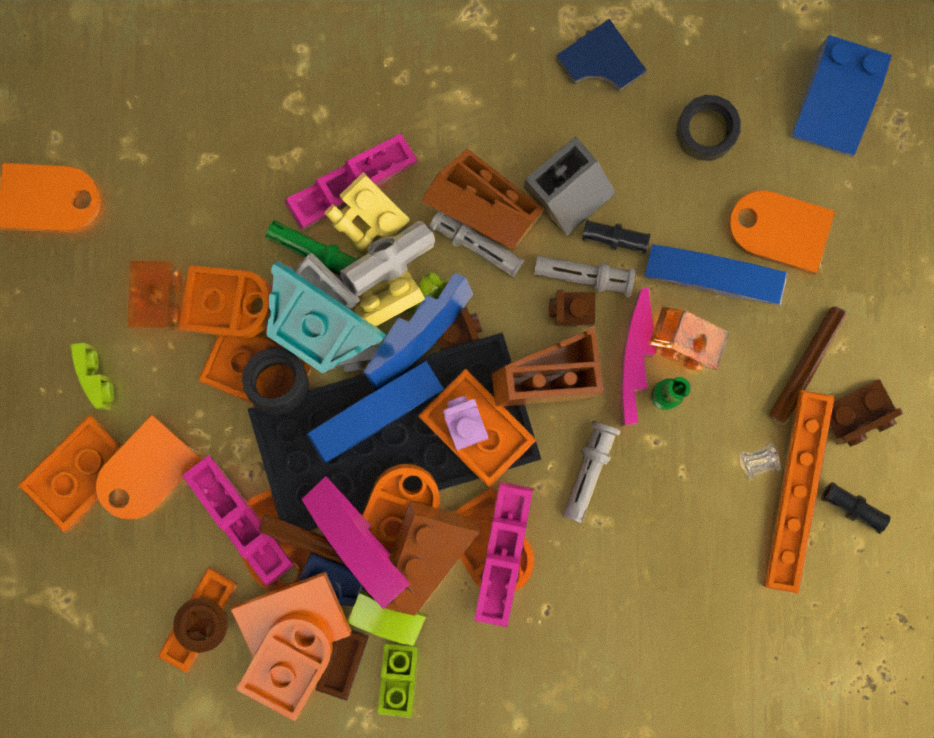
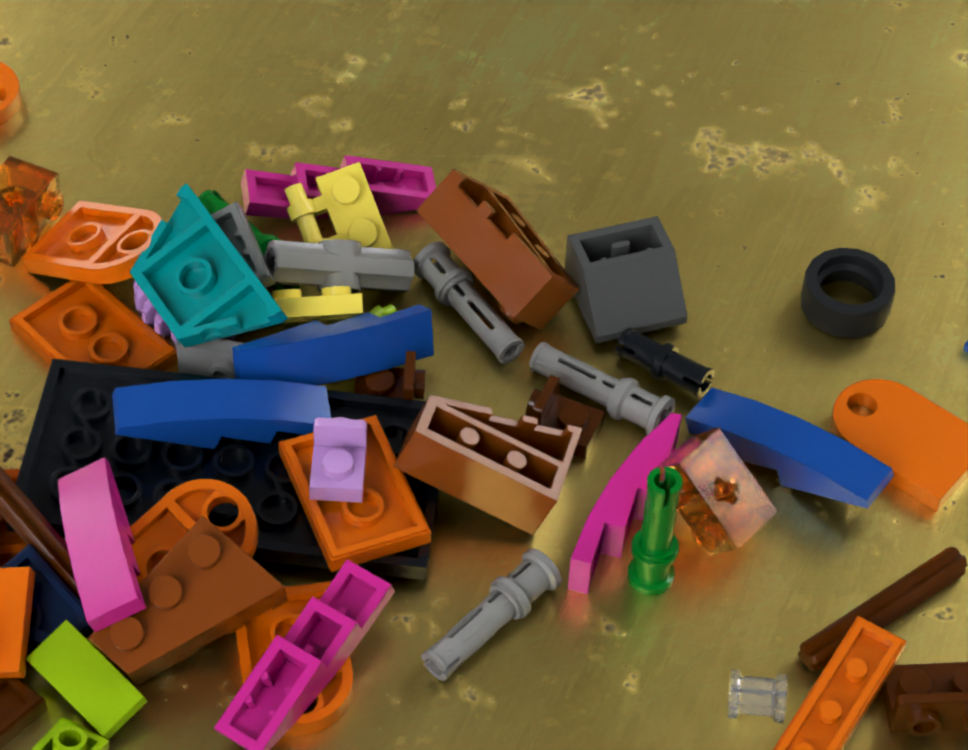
camera: 20 degrees right, 35 degrees down
(268, 358) = (109, 356): black tyre -> none
(602, 56) = (737, 181): dark blue tile -> none

